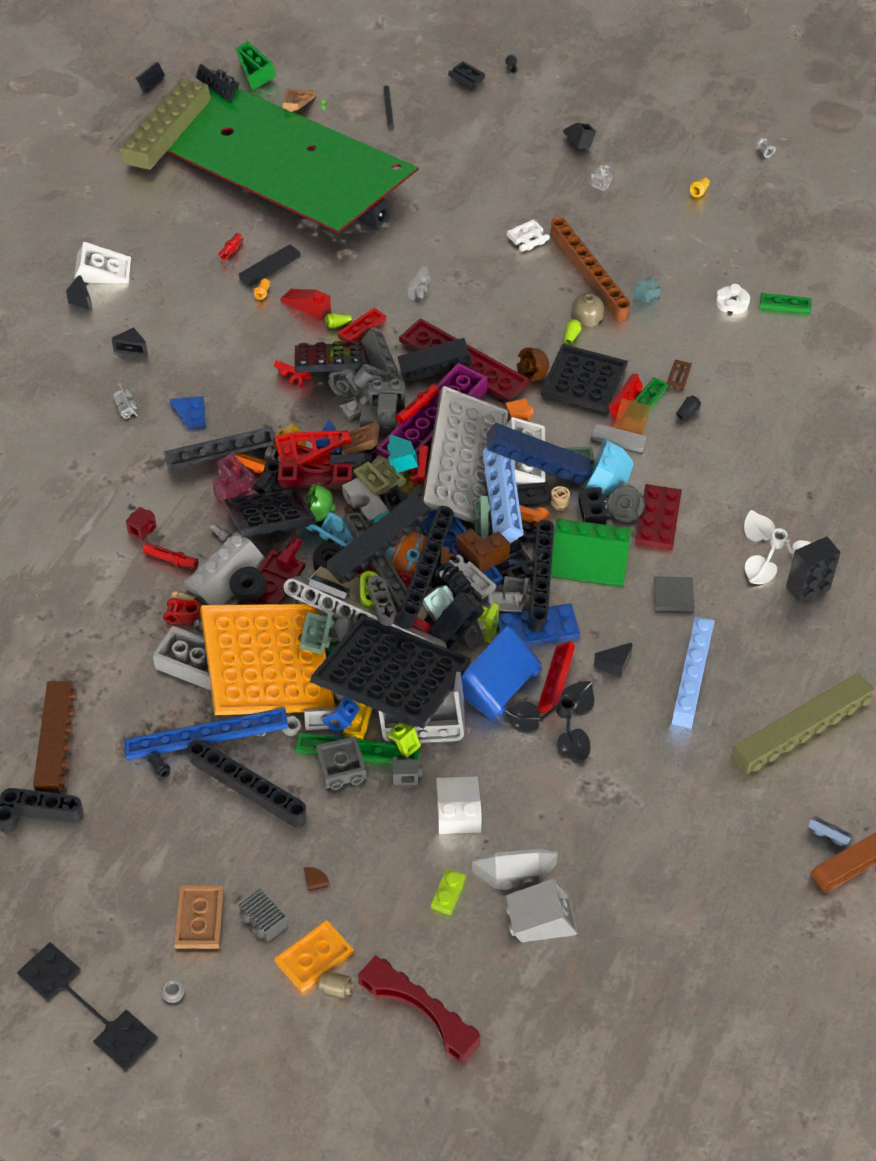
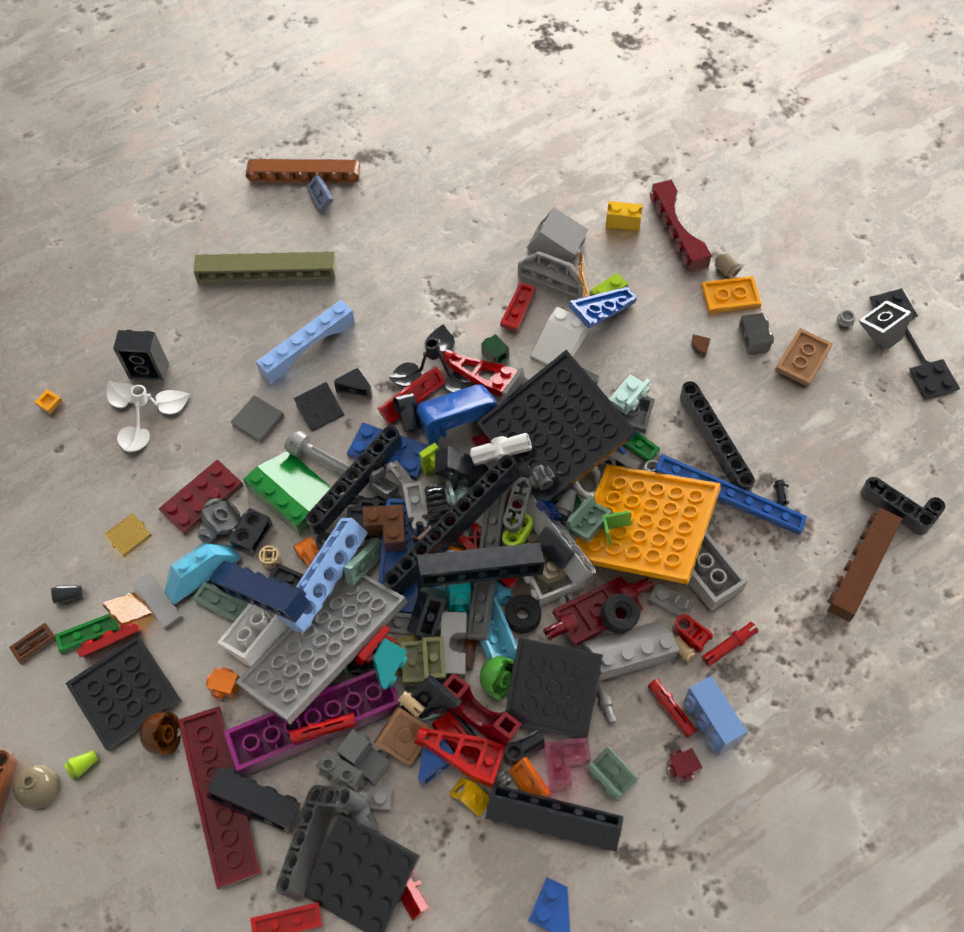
camera: 145 degrees left, 10 degrees up
(126, 994) = (886, 324): none -> dark grey slope
(132, 555) = (714, 716): none -> medium blue brick
(142, 626) = (737, 639): none -> red pin
(193, 492) = (612, 773): none -> sand green bracket
(295, 635) = (616, 520): none -> bright green bracket
(350, 764) = (629, 393): none -> light aqua bracket
(353, 612) = (549, 508): none -> clear blue tile
(367, 447) = (411, 704): none -> tan pin
(374, 621) = (541, 477): none -> dark grey gear
(428, 635) = (500, 447): none -> white piece
(438, 845) = (599, 307): none -> blue wing
(481, 875) = (583, 275): none -> clear orange piece
(486, 738) = (497, 382): none -> red plate
(487, 982) = (624, 215): none -> yellow brick
(513, 757) = (495, 349): none -> dark green brick
(525, 816) = (518, 307): none -> red plate
(548, 655) = (406, 406): none -> black piece
(612, 584) = (298, 443): none -> light grey piece
(630, 627) = (318, 406): none -> black hinge
(688, 467) = (128, 534): none -> clear yellow piece
(856, 516) = (48, 401): none -> light orange plate

